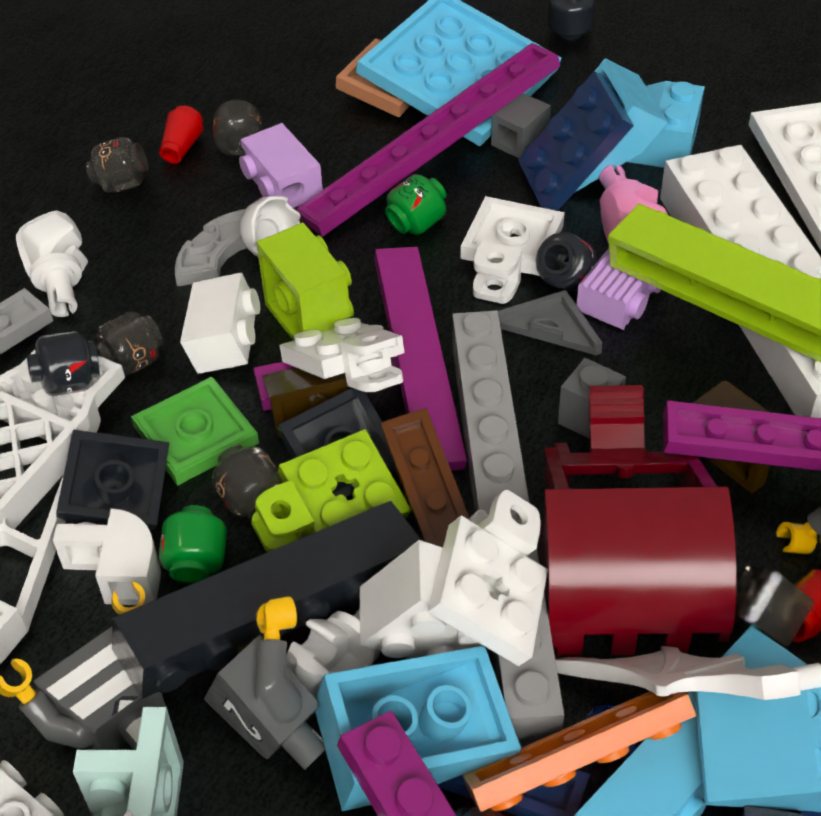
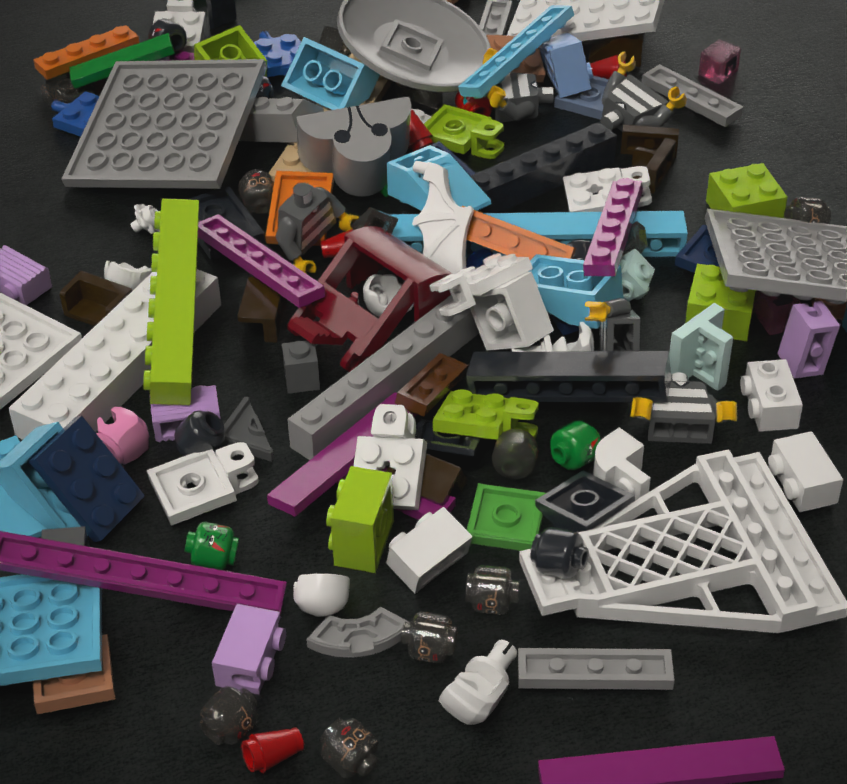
camera: 135 degrees left, 5 degrees down
(142, 272) = (430, 637): none -> clear smoke head

